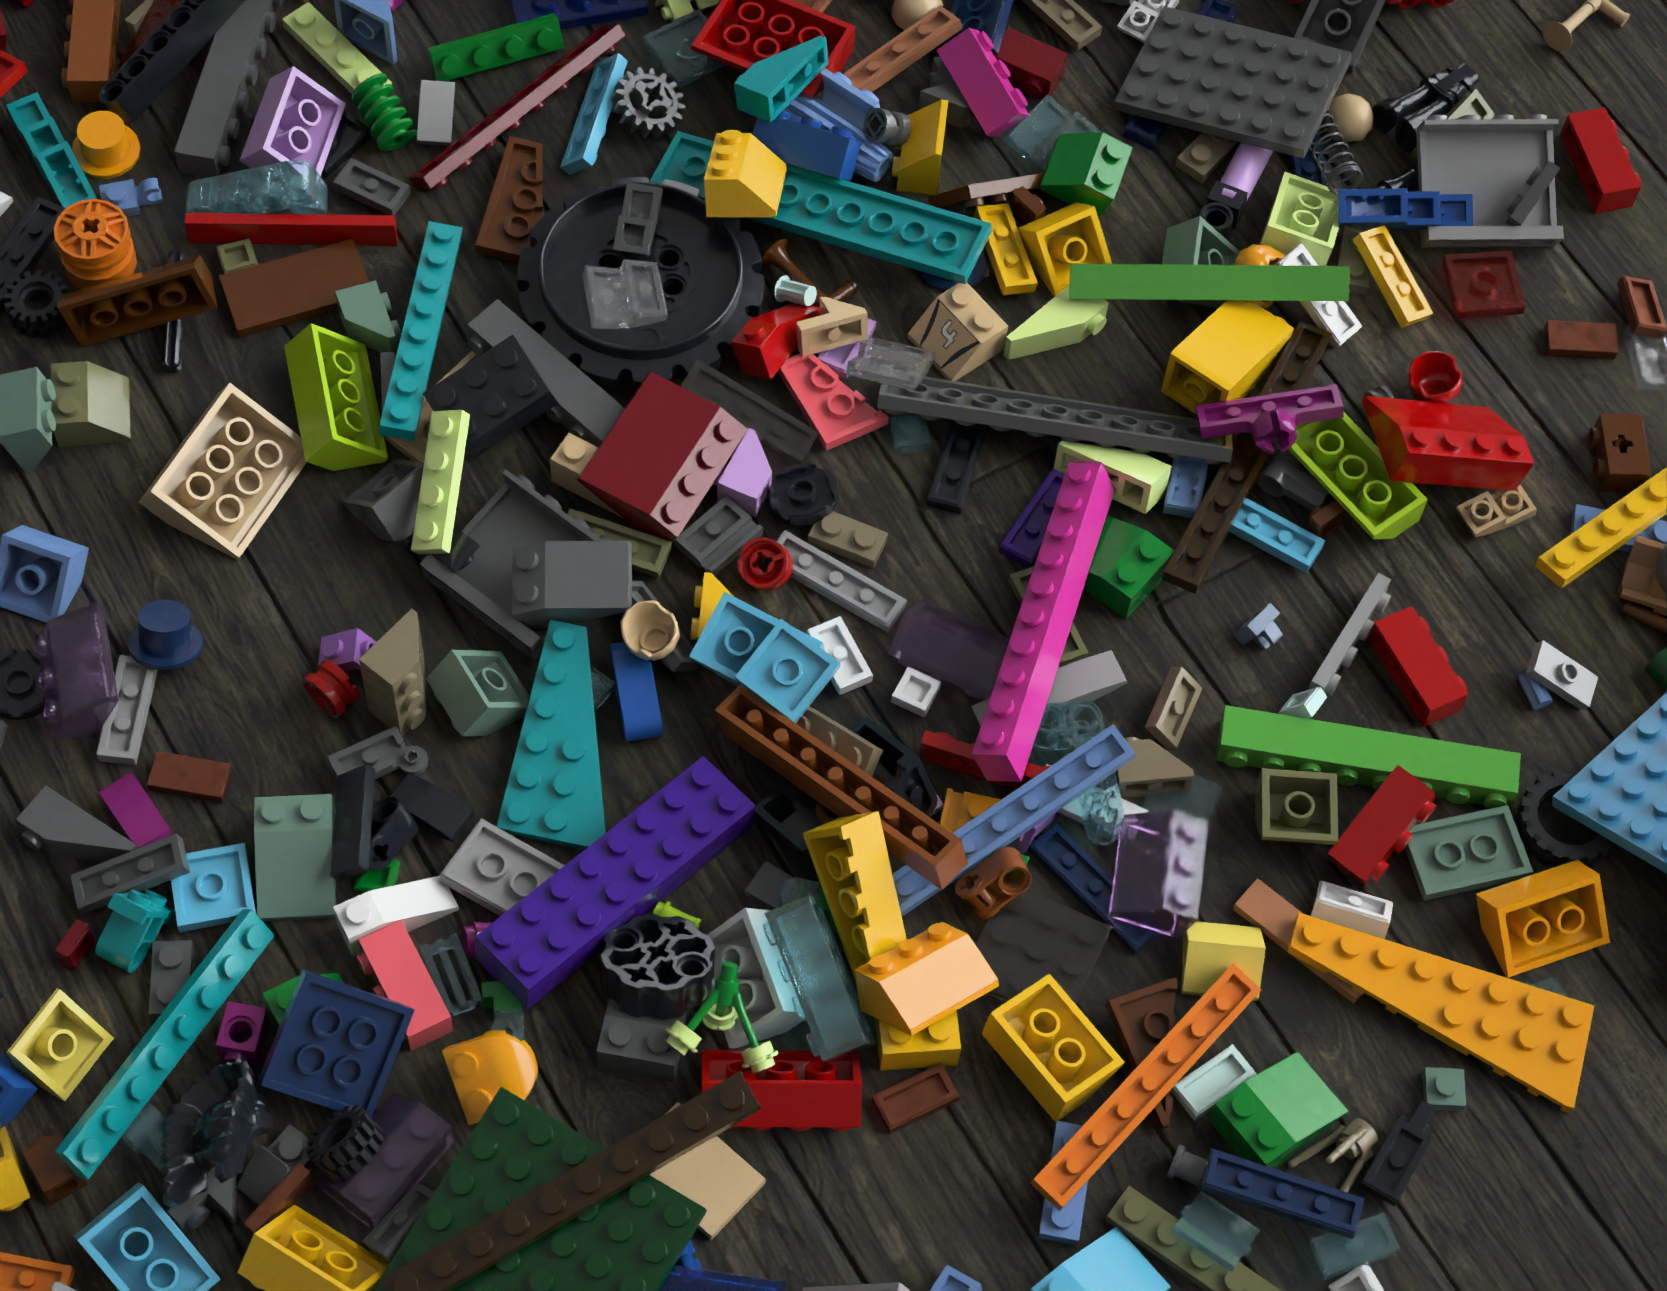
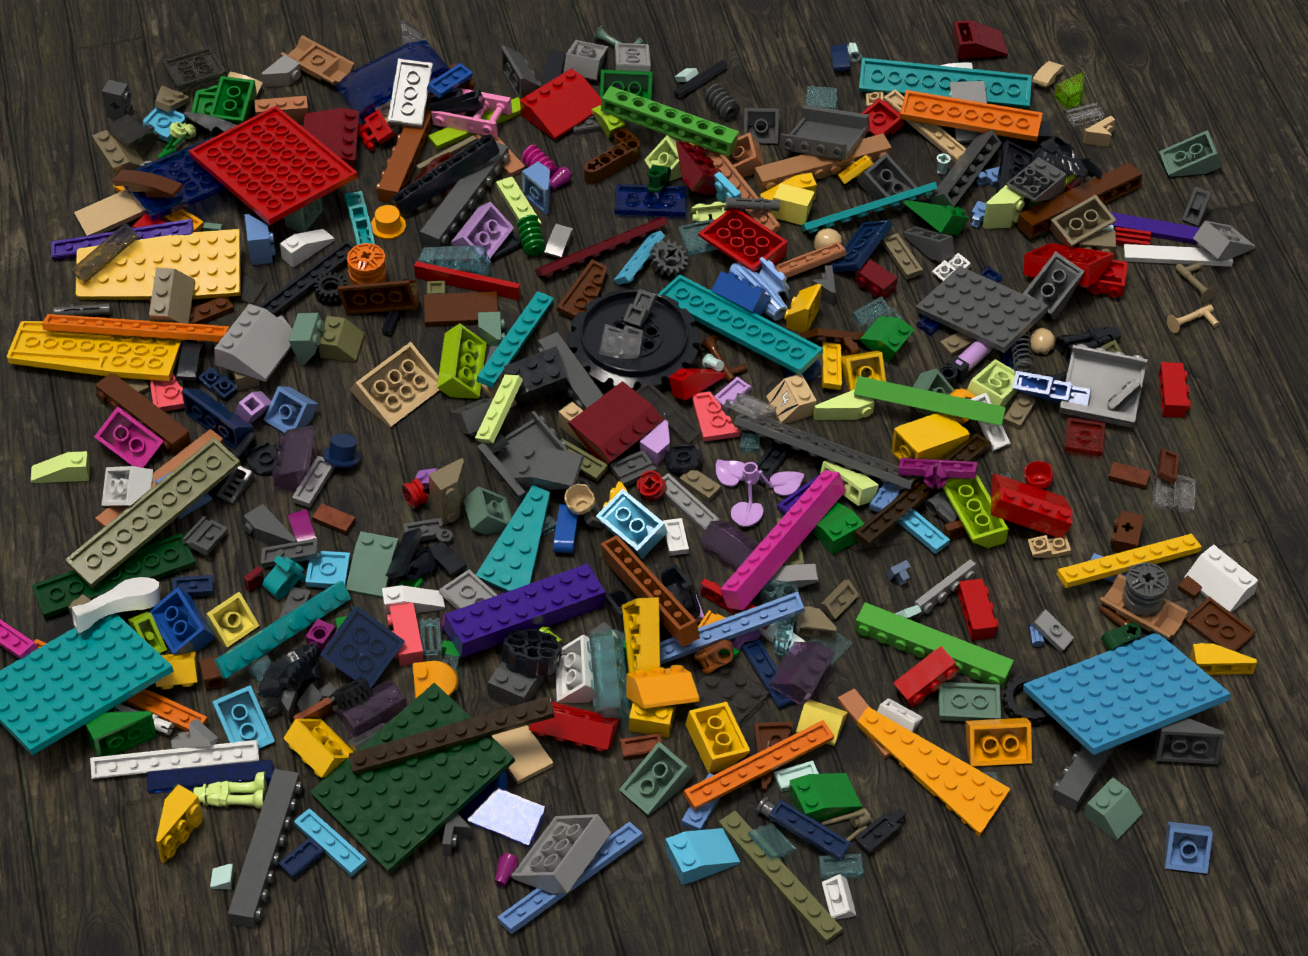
camera: 20 degrees right, 10 degrees down
(130, 197) = (391, 249): medium blue plate -> none
(371, 187) = (514, 269): dark grey plate -> none
(495, 48) = (599, 216): green plate -> none
(718, 1013) = (555, 682): plant -> none
(742, 177) = (700, 299): yellow slope -> none
(780, 78) = (737, 256): teal slope -> none
(787, 671) = (641, 531): medium azure plate -> none
(835, 327) = (727, 382): tan slope -> none
(842, 740) = (658, 570): dark tan plate -> none
(887, 127) = (785, 291): dark grey wheel -> none
(899, 498) = (732, 472): none -> lavender plant
(916, 692) = (708, 562): white plate -> none
(968, 1162) = (657, 779): none -> sand green slope
(984, 82) = (846, 282): dark pink brick -> none
(1297, 806) = (885, 656): olive slope -> none
(1392, 276) = (1034, 421): yellow plate -> none
(1444, 1088) = (916, 808): sand green plate -> none

